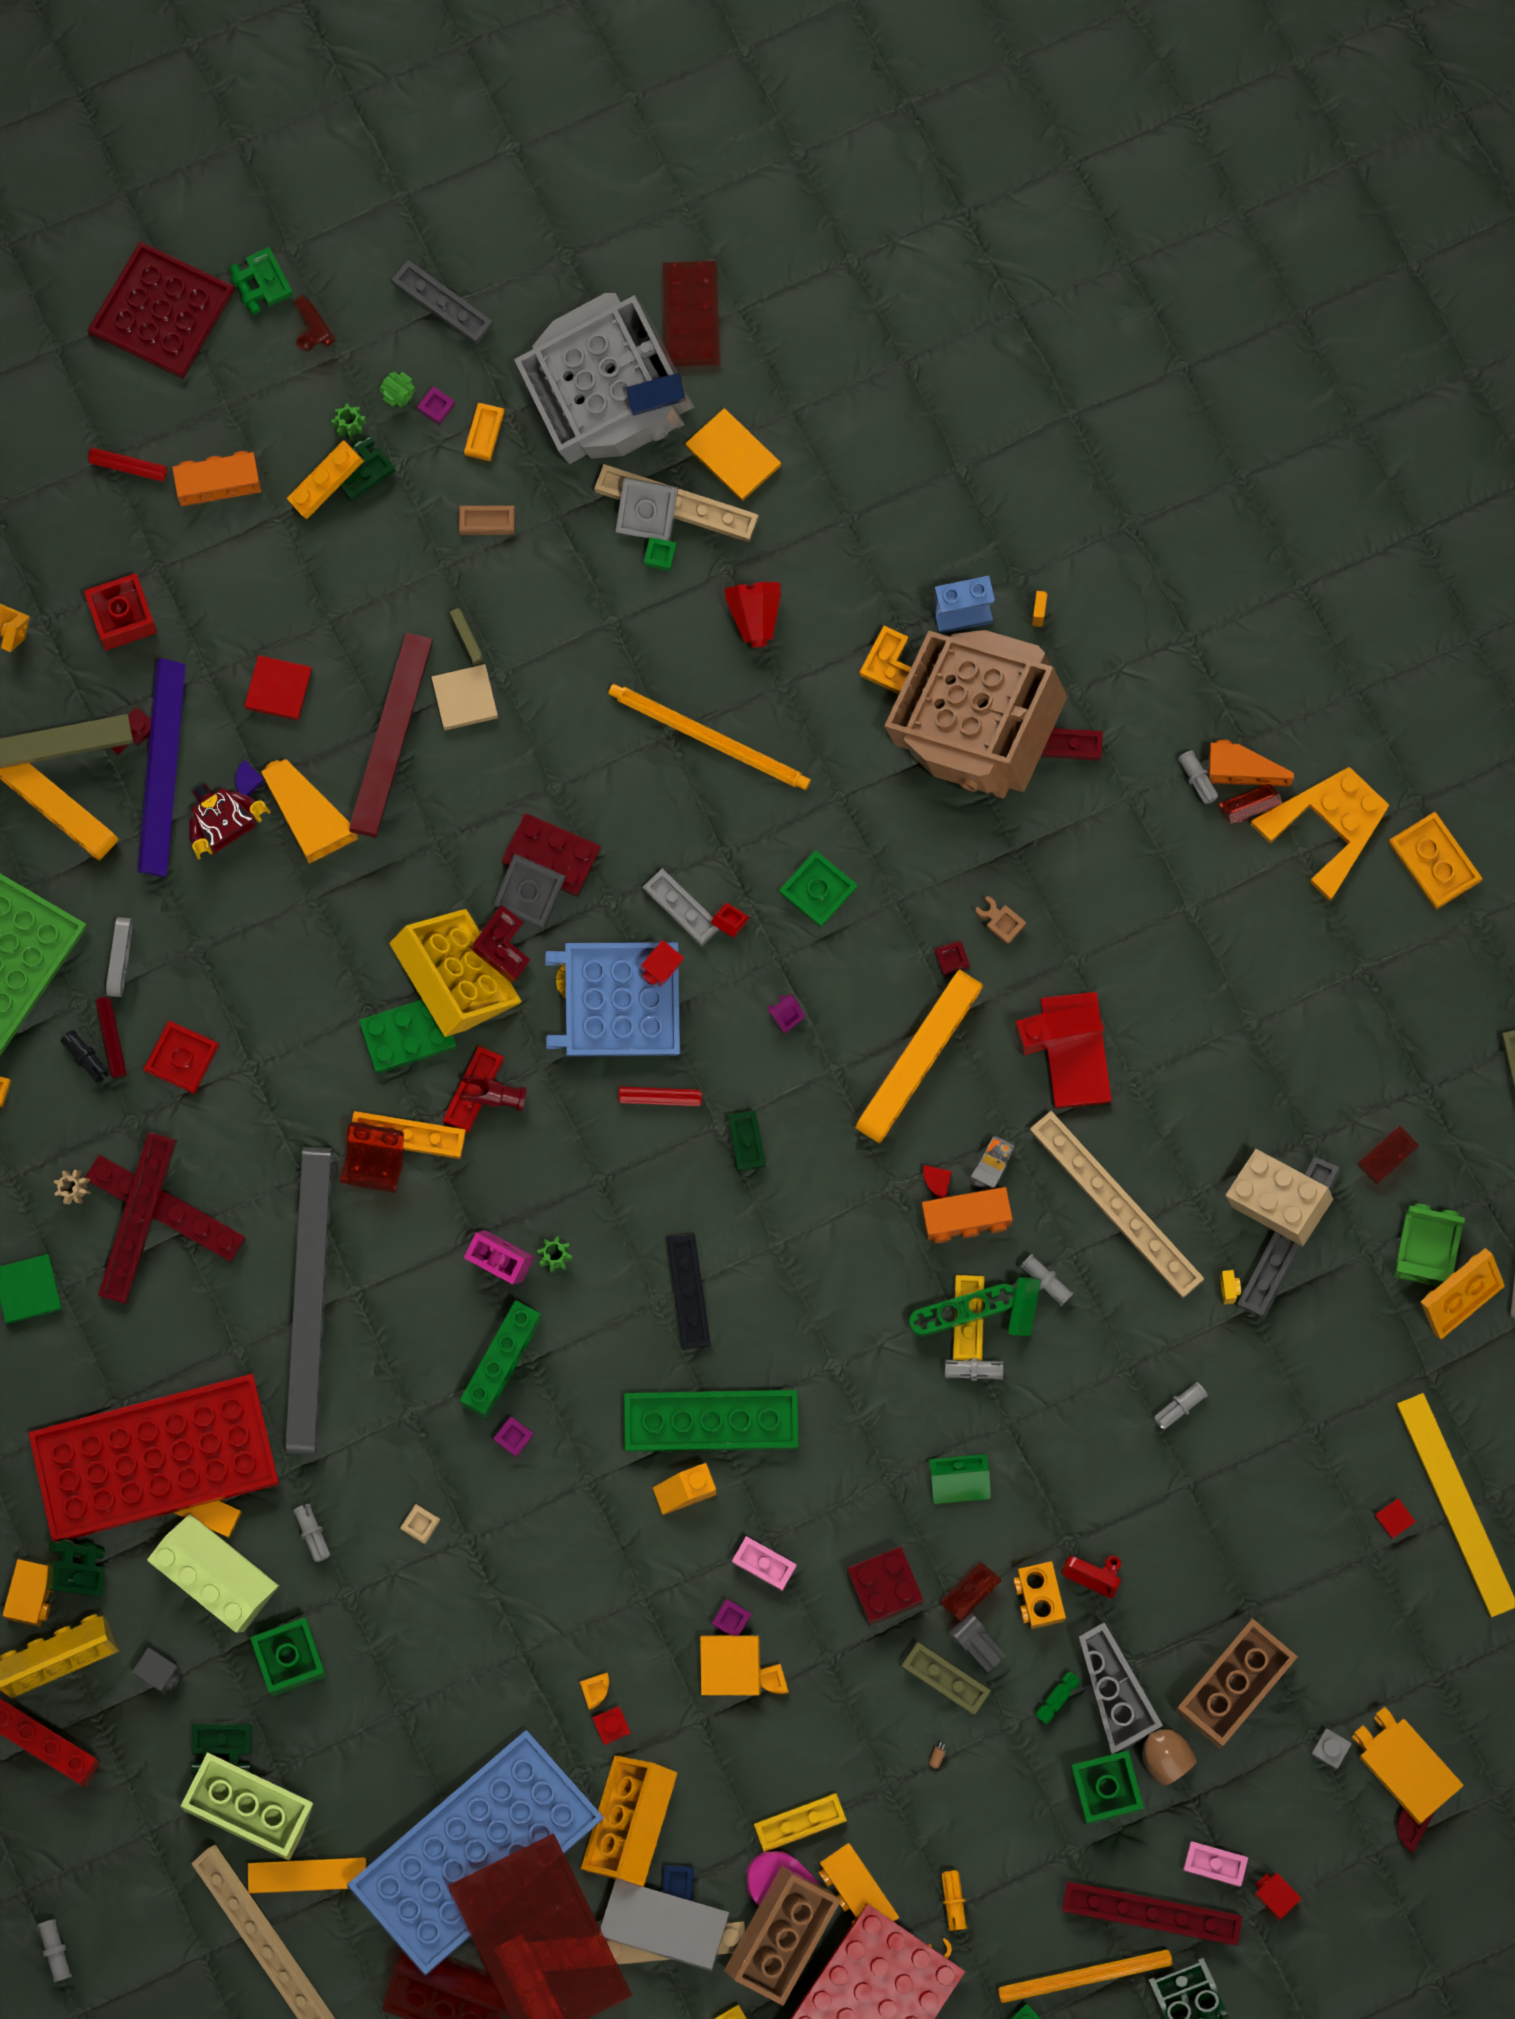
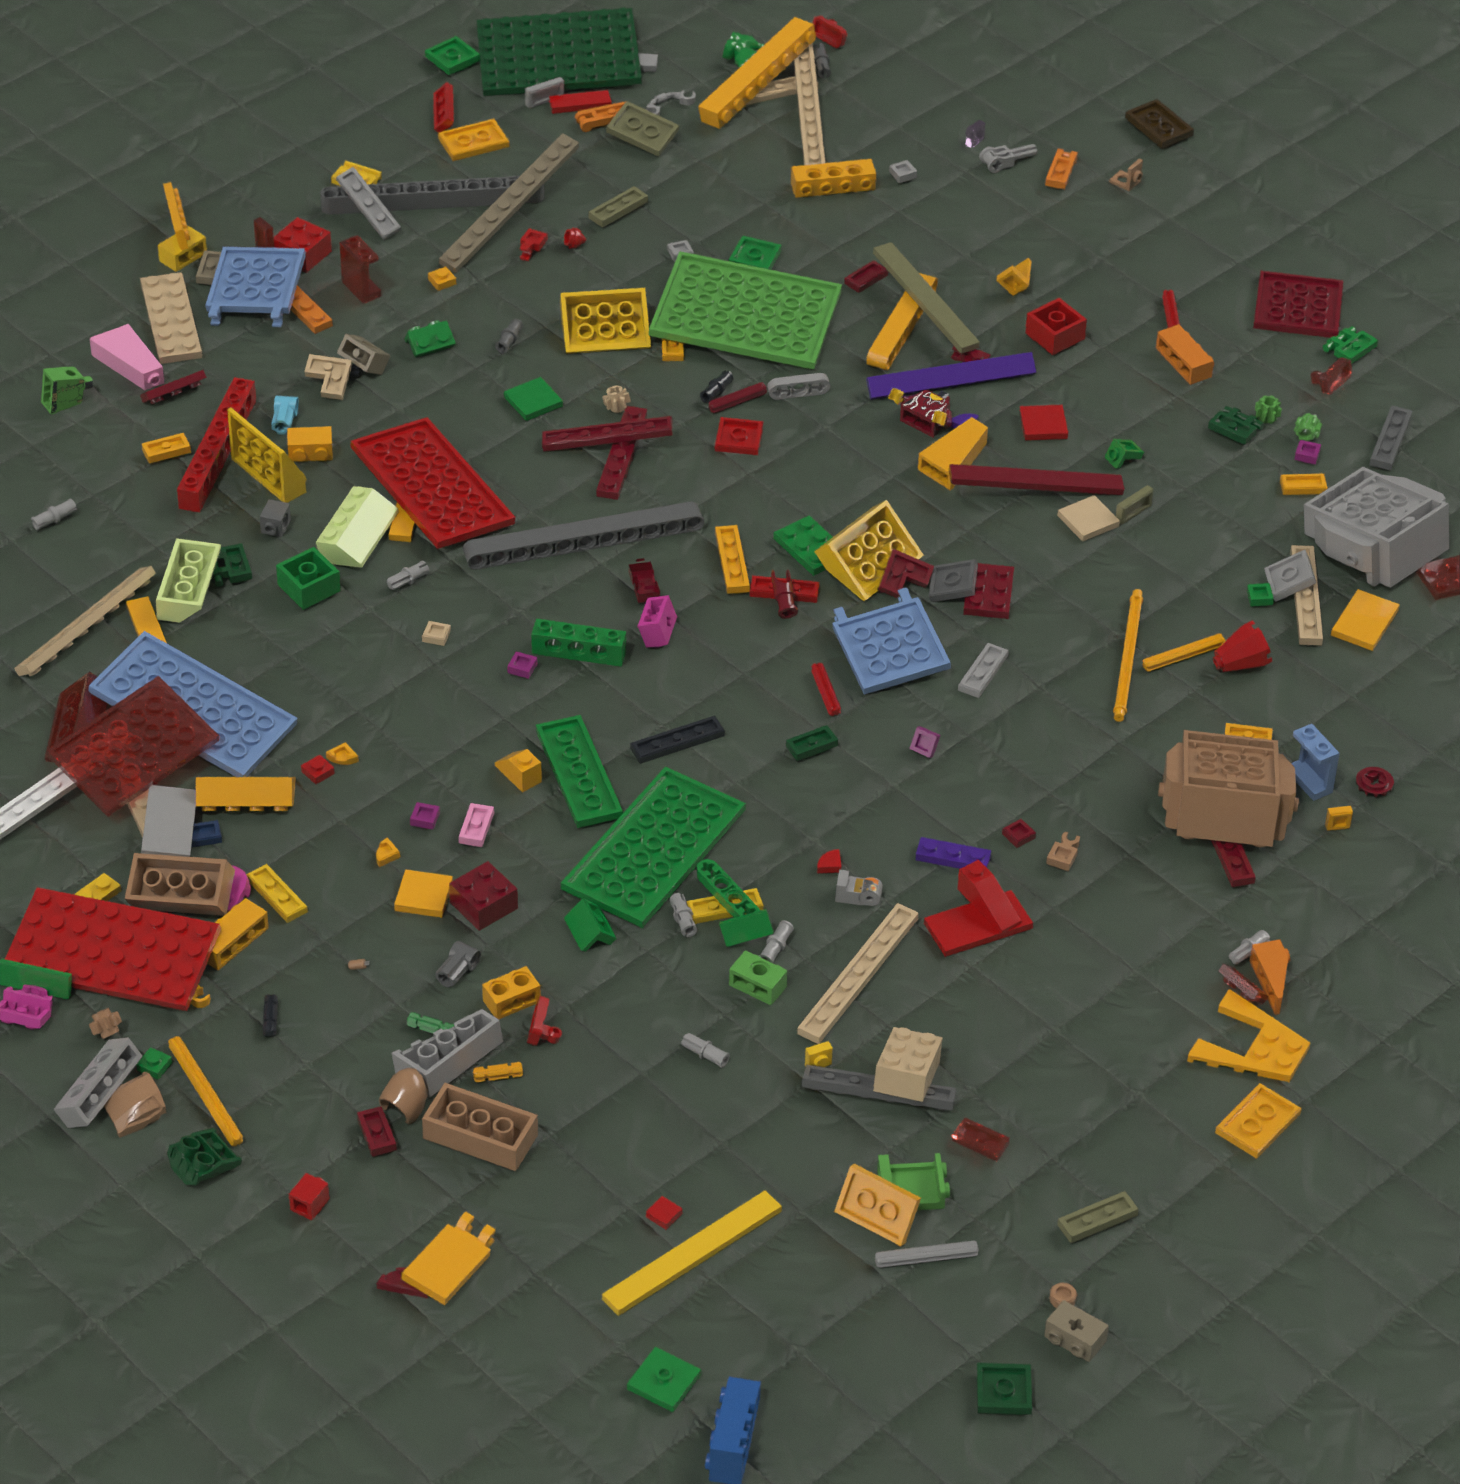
camera: 70 degrees right, 30 degrees down
(72, 1577) = (328, 459): dark green plate -> none
(325, 479) = (1215, 404): light orange plate -> none
(367, 615) = (1122, 450): none -> green bracket
(373, 1157) = (703, 546): clear red bracket -> none
(426, 1251) = (643, 580): none -> dark red piece
(487, 520) = (1234, 500): medium nougat tile -> none
(546, 1259) = (673, 655): bright green gear -> none
(656, 394) = (1375, 530): dark blue tile -> none
(660, 964) = (926, 650): red brick -> none
(724, 674) = (1183, 652): none -> light orange axle
(730, 920) = (985, 695): red tile -> none
(730, 1665) = (387, 820): light orange tile -> none
(818, 889) = (1036, 740): green plate -> none
(850, 1653) = (423, 893): none -> light orange tile
(858, 1370) = (653, 846): none -> green plate
(919, 1056) = (917, 823): light orange beam -> none
(946, 1679) = (421, 951): olive plate -> none
(954, 1900) = (242, 995): light orange axle -> none
(965, 1042) = (950, 853): none -> dark purple plate
(966, 1215) = (809, 881): orange brick -> none
(970, 1591) = (507, 954): clear red plate -> none
(990, 535) = (1369, 775): none -> dark red gear
(992, 1876) = (270, 1015): none -> black axle
(1086, 1330) = (758, 977): none -> bright green brick
(1106, 1788) = (363, 1062): green brick -> none
(1148, 1642) = (497, 1072): none -> light orange axle
(1152, 1913) = (269, 1120): dark red plate -> none
(1200, 1798) = (376, 1131): none -> dark red plate
(1215, 1864) = (324, 1152): bright pink plate -> none
(1331, 1749) = (448, 1211): light grey plate -> none

